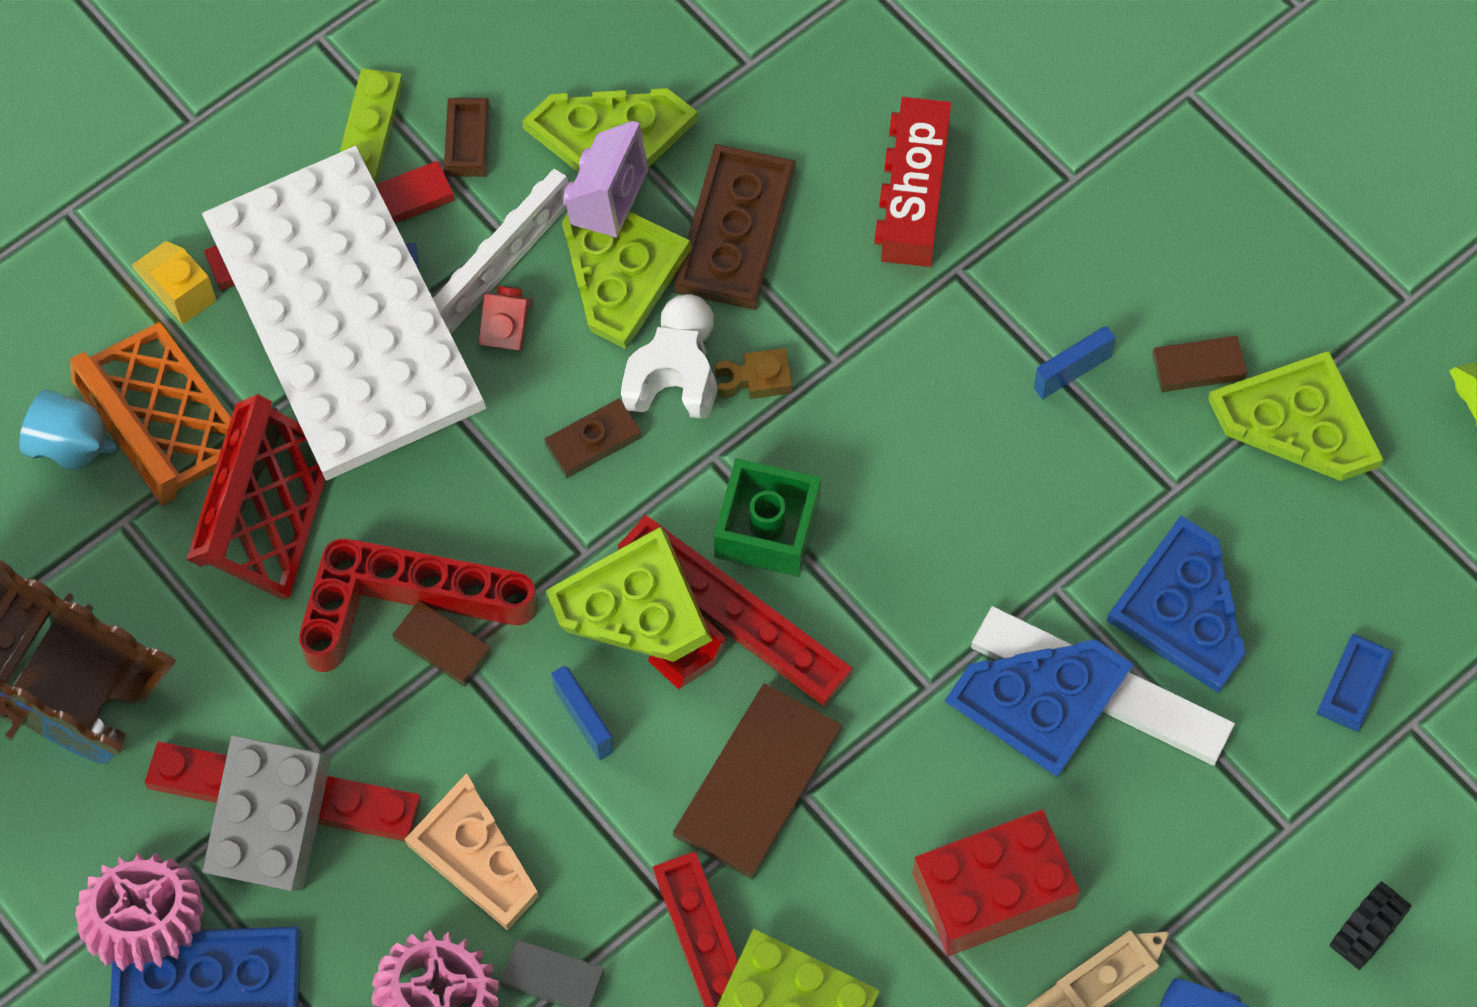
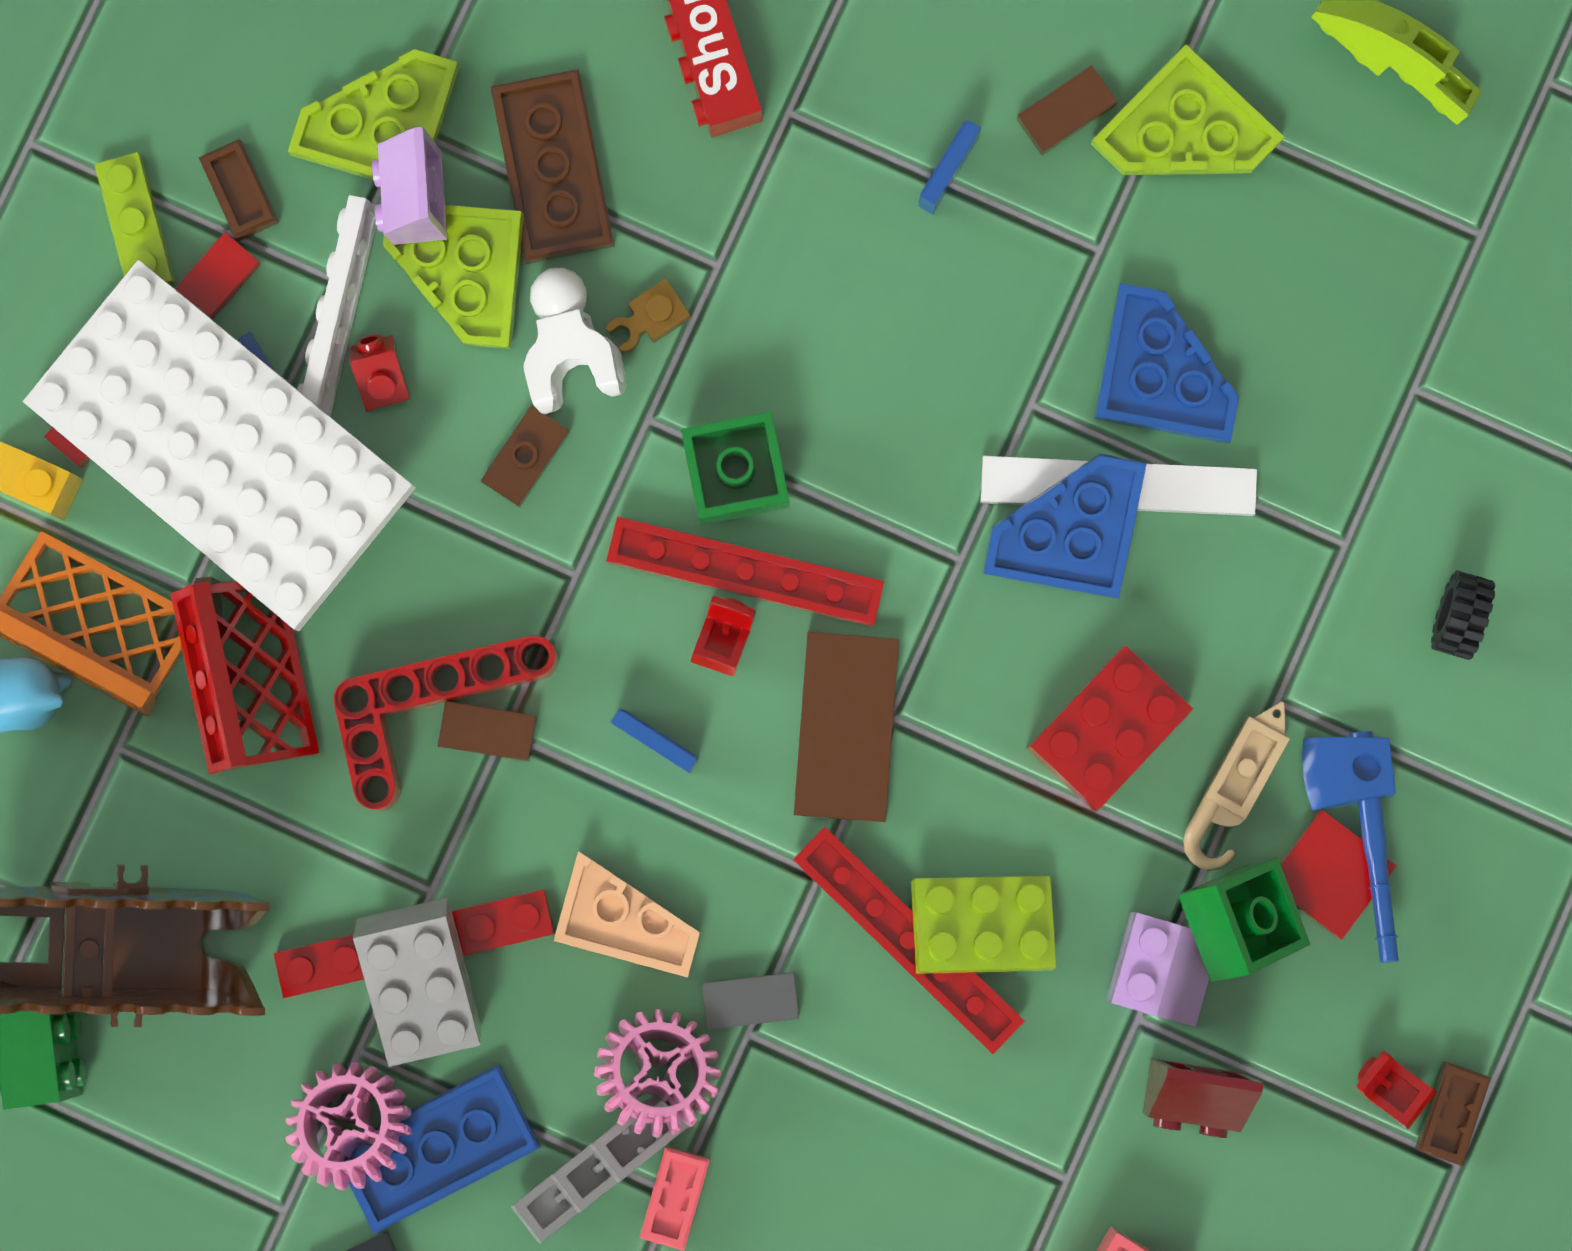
camera: 25 degrees left, 20 degrees up
(633, 601) = (652, 613): lime plate -> none
(1355, 682) = (1347, 374): blue tile -> none

